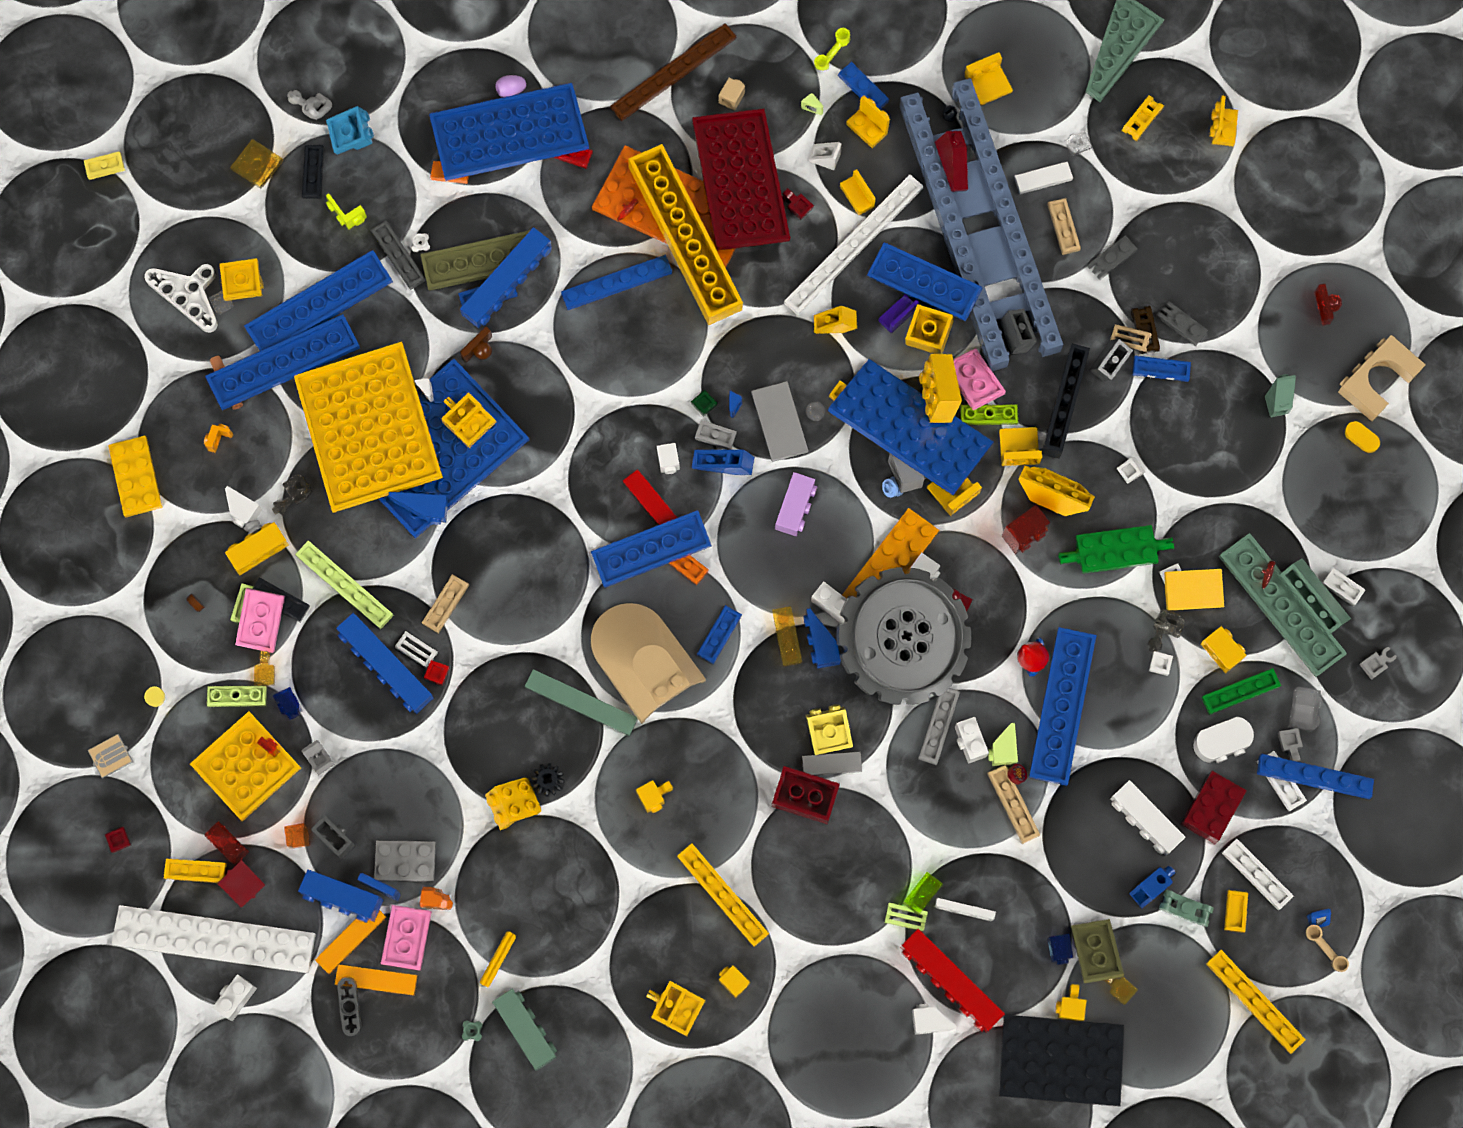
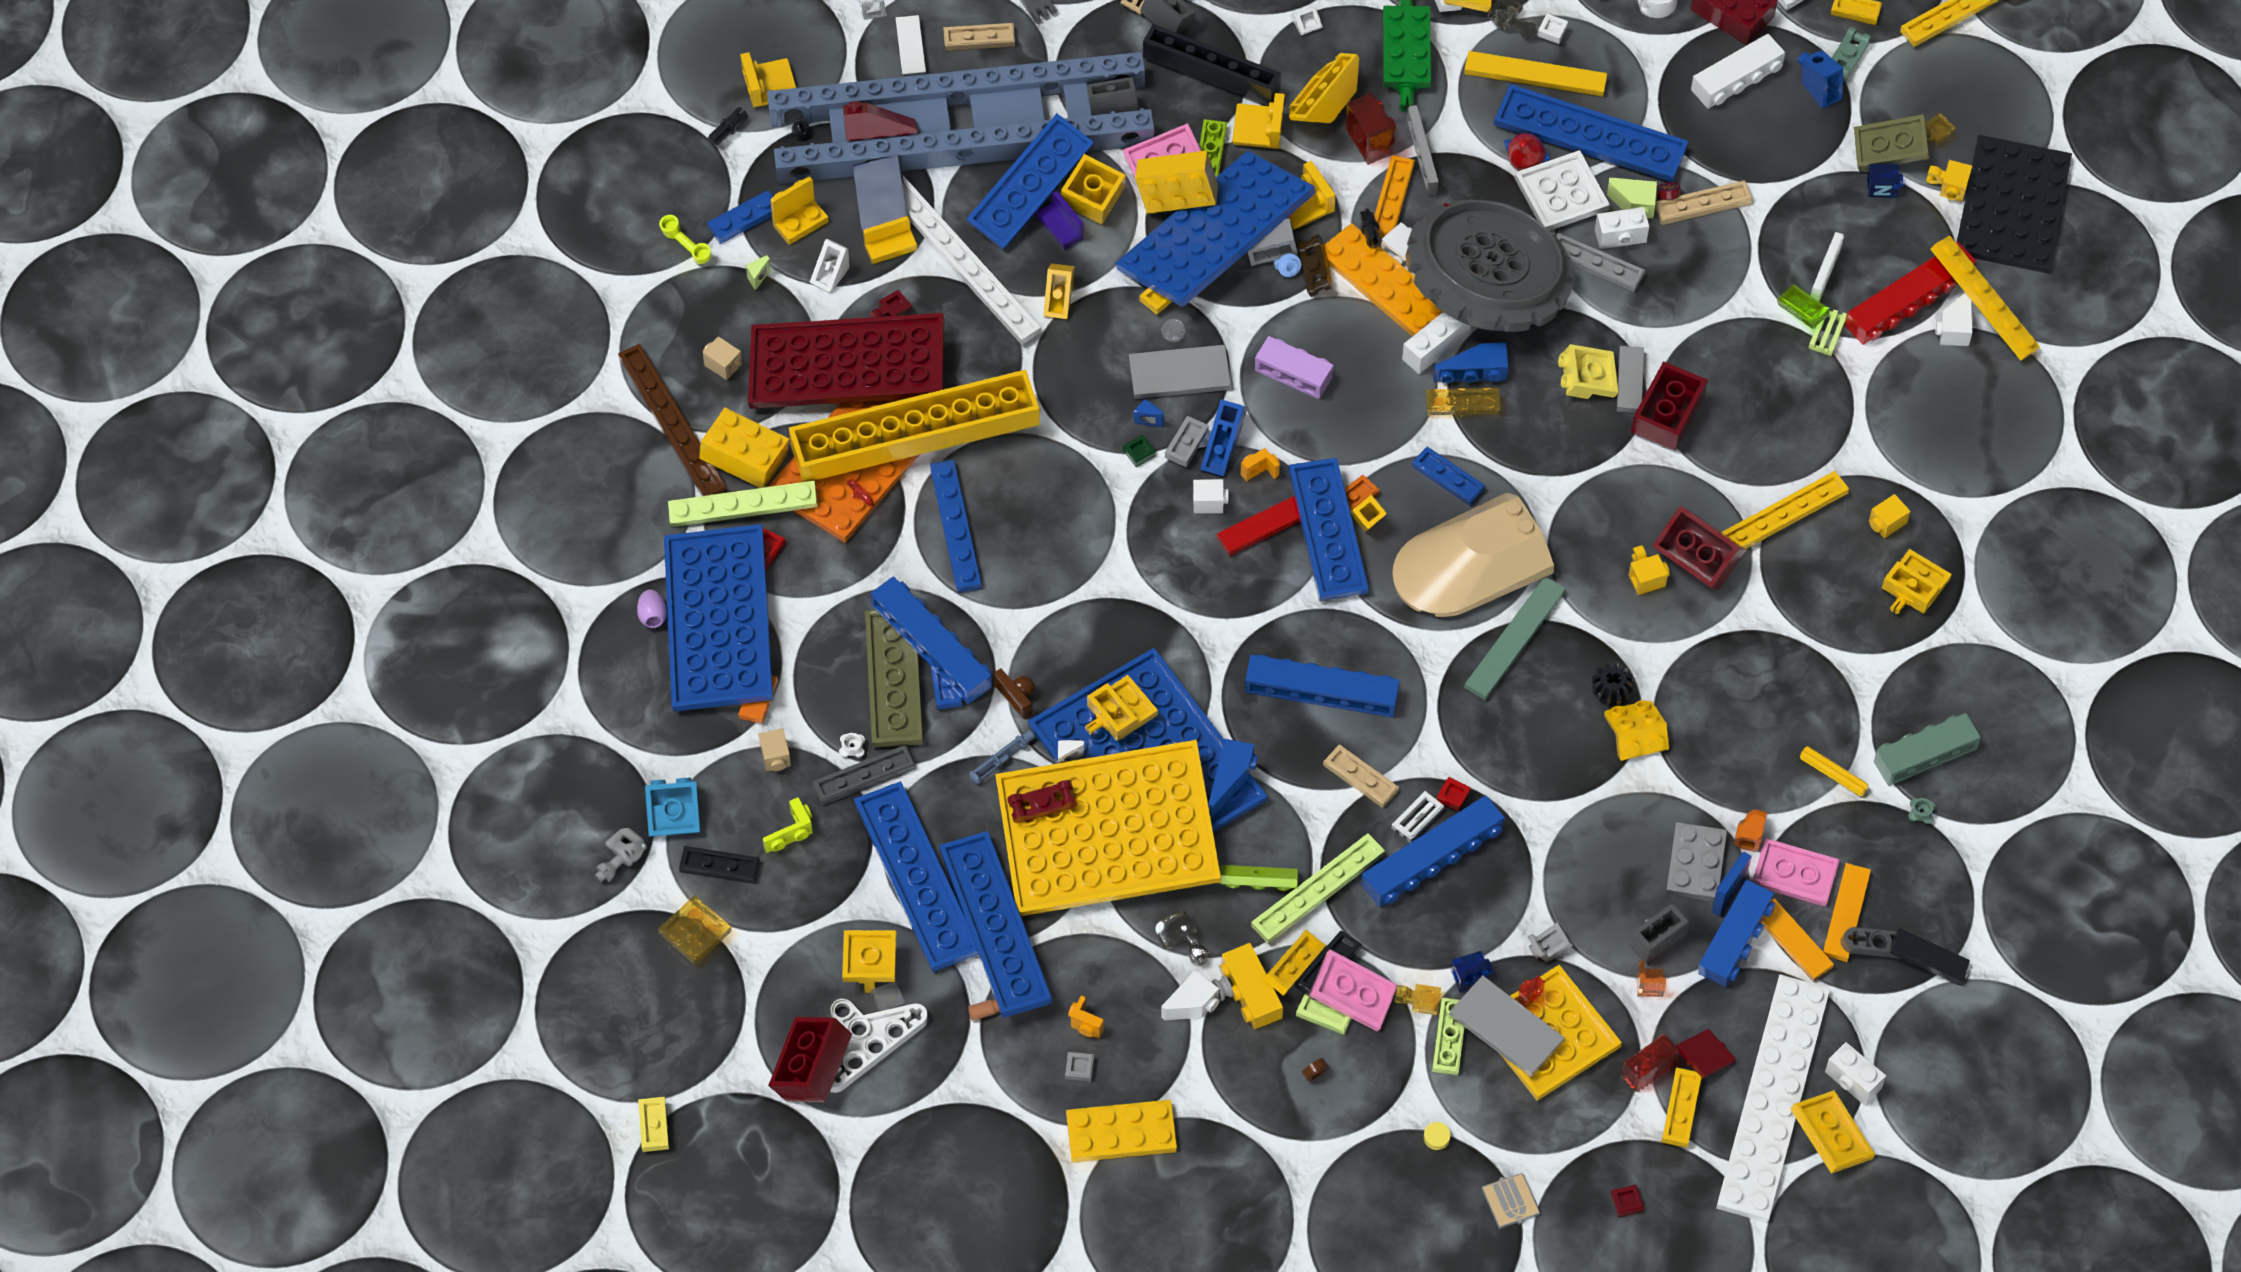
camera: 80 degrees left, 15 degrees down
(156, 255) = (810, 1059): none -> dark red brick
(182, 440) = (1079, 1066): none -> light grey tile
(186, 985) = (1832, 1131): none -> yellow tile
(240, 733) = (1506, 1026): none -> light grey tile
(276, 575) = (1294, 962): none -> yellow plate
(341, 1046) = (1929, 956): none -> black tile
(347, 540) = (1259, 877): none -> lime tile
(379, 376) = (1042, 802): none -> dark red plate
(405, 190) = (774, 750): none -> tan brick
(423, 345) = (996, 760): none -> sand blue piece
(515, 564) = (1322, 685): none -> blue brick
(607, 131) = (742, 504): none -> yellowish green plate
(652, 120) = (744, 448): none -> yellow brick
(667, 576) = (1368, 513): none -> yellow brick
(673, 831) = (1699, 548): none -> dark red brick
(702, 487) = (1259, 462): none -> light orange bracket
(892, 507) = (1315, 265): none -> dark brown plate
(896, 177) = (880, 191): none -> tile
(933, 543) = (1370, 228): none -> black axle
(940, 60) = (728, 126): none -> black axle
(952, 1041) = (1985, 298): none -> yellow plate
(972, 558) = (1393, 193): none -> light orange tile
(1000, 689) = (1562, 191): none -> white plate
(1018, 574) = (1422, 150): none -> light grey tile
(1114, 655) = (1535, 73): none -> yellow tile

